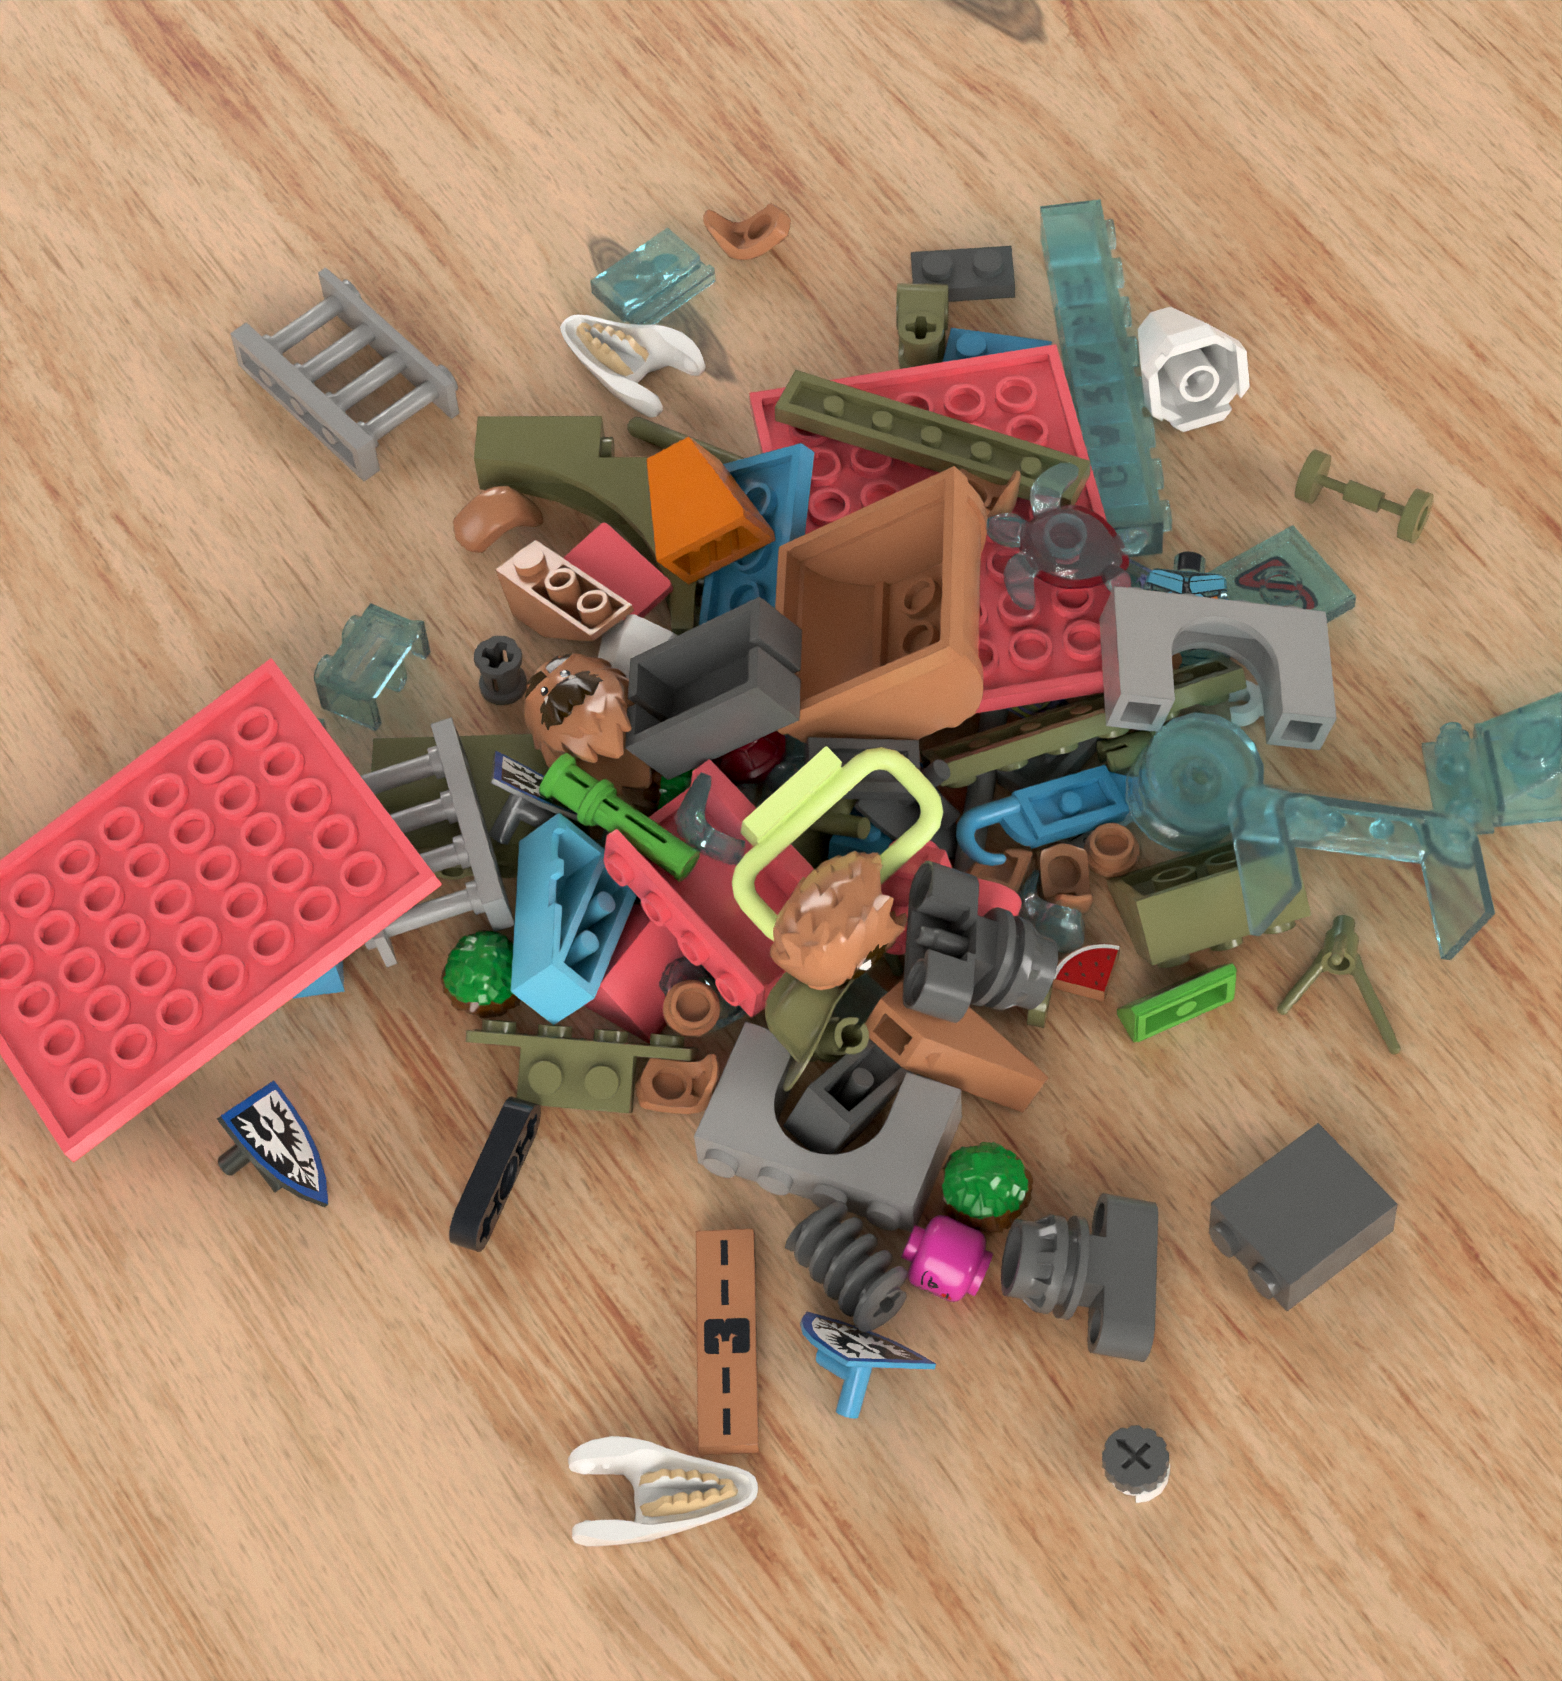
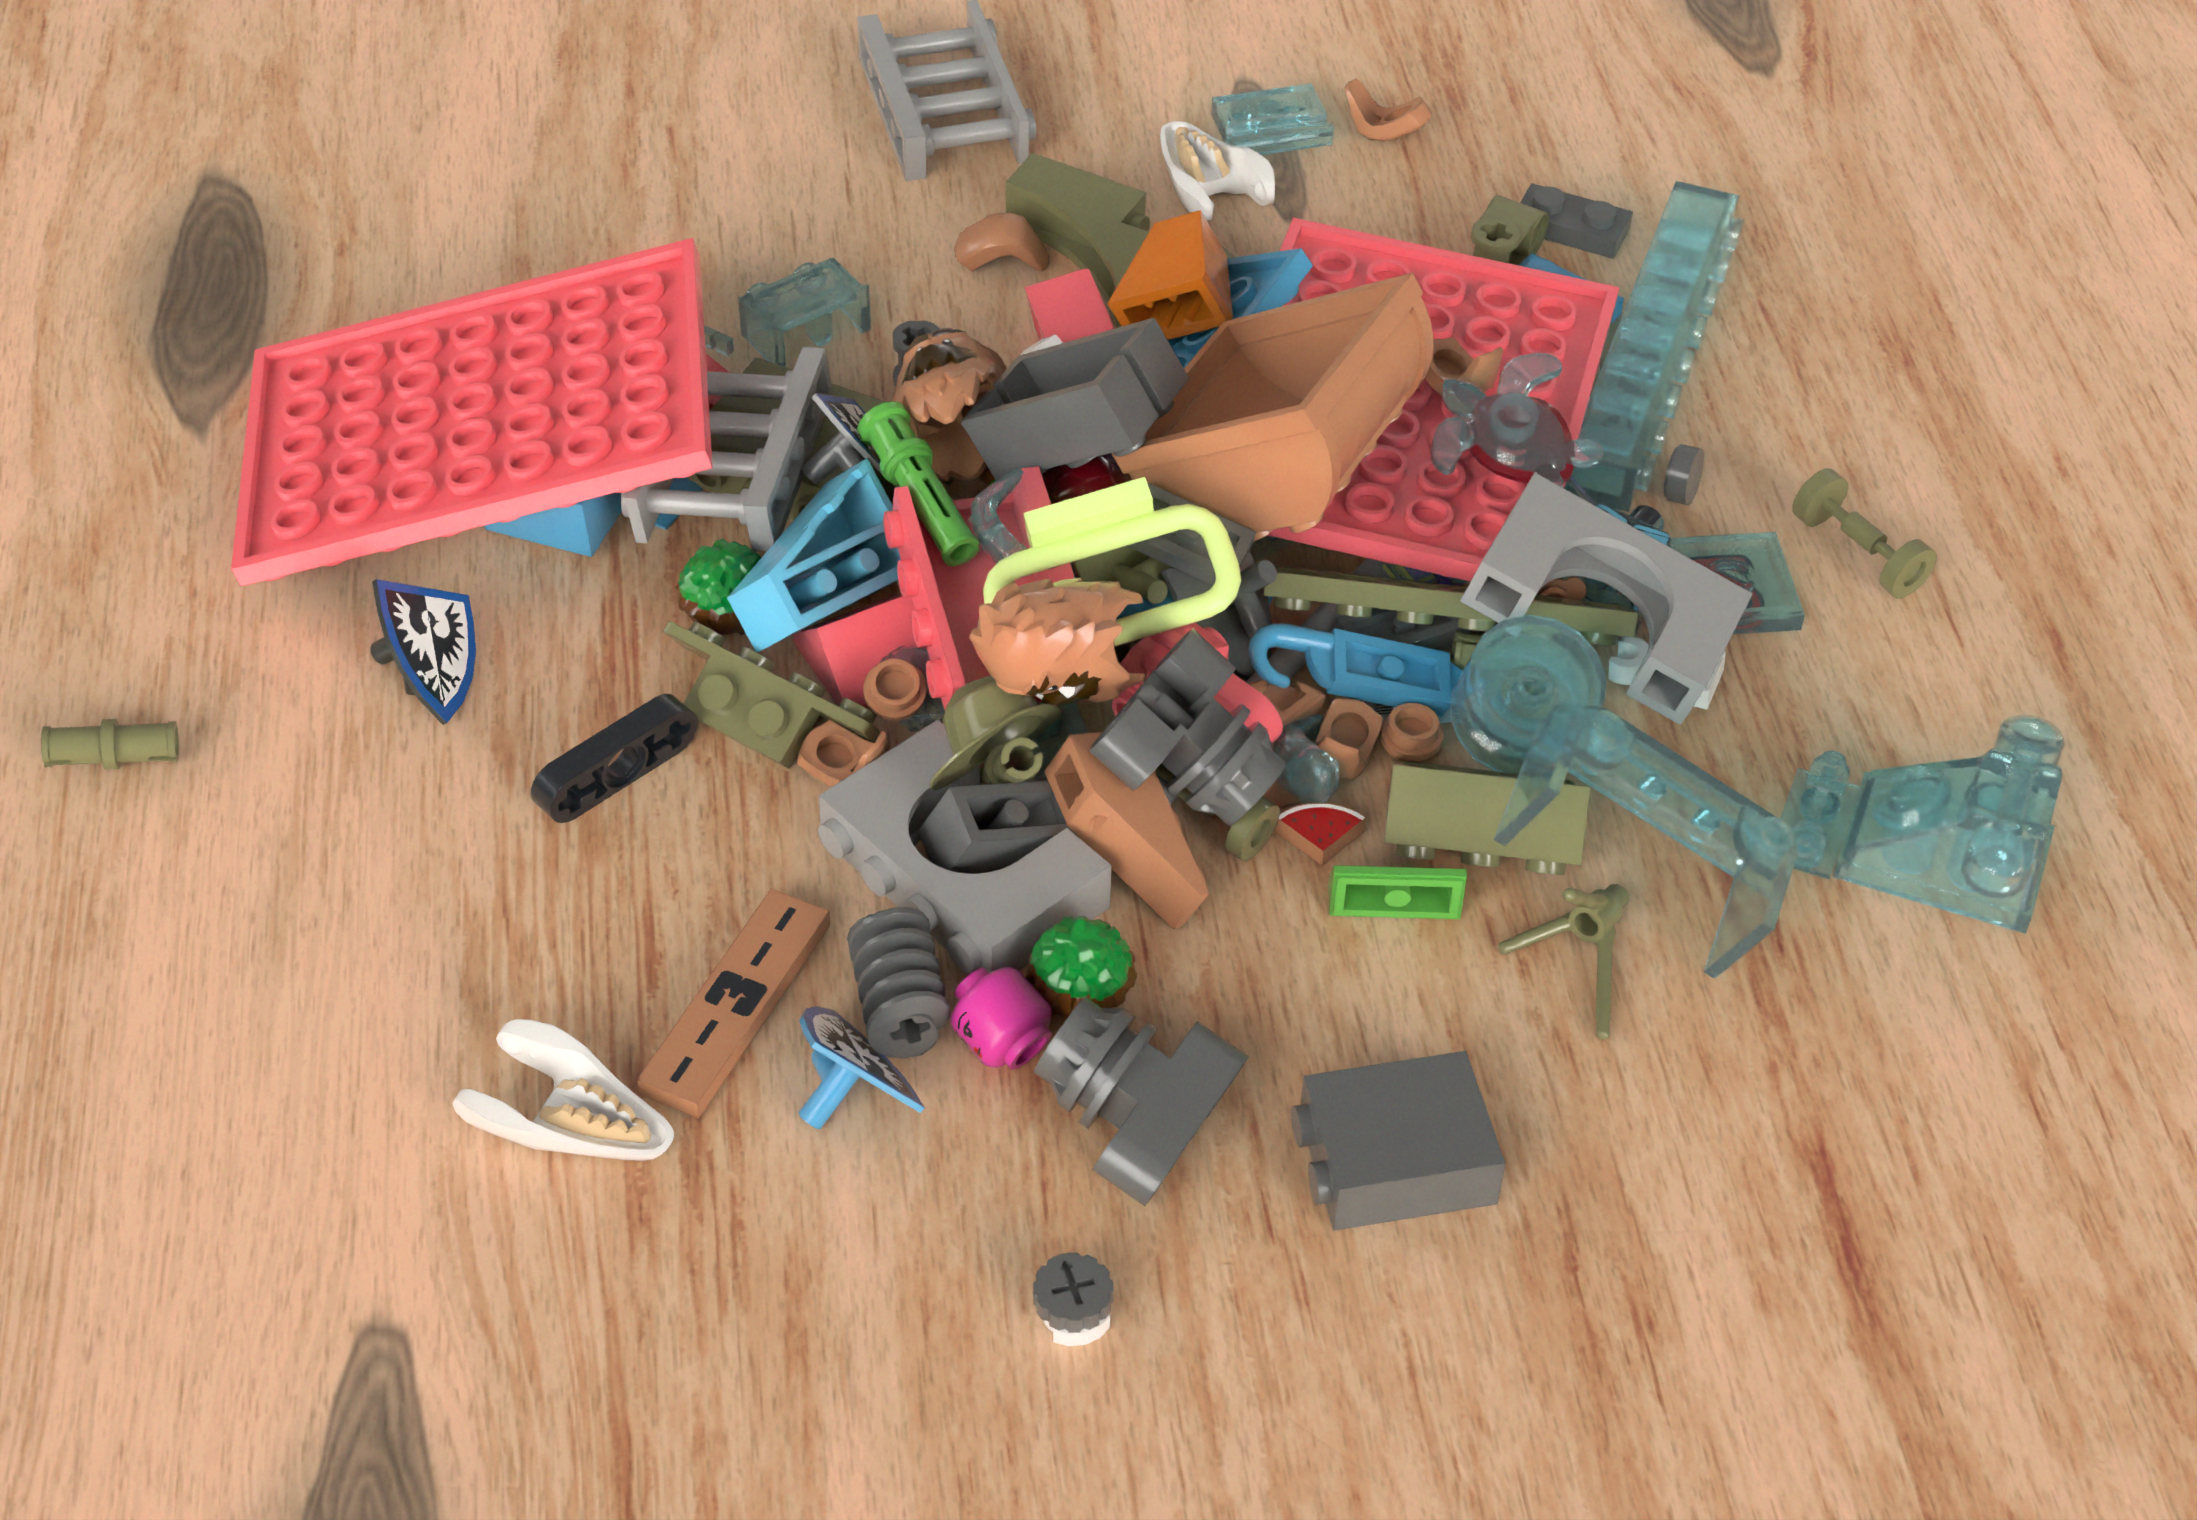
camera: 20 degrees right, 10 degrees down
(65, 1359) = (110, 744): none -> olive pin
(558, 596) = (1003, 305): nougat slope -> none
(918, 434) = (1372, 256): olive plate -> none
(1189, 369) = (1744, 363): white cone -> none
(1193, 502) = (1683, 474): none -> dark grey tile

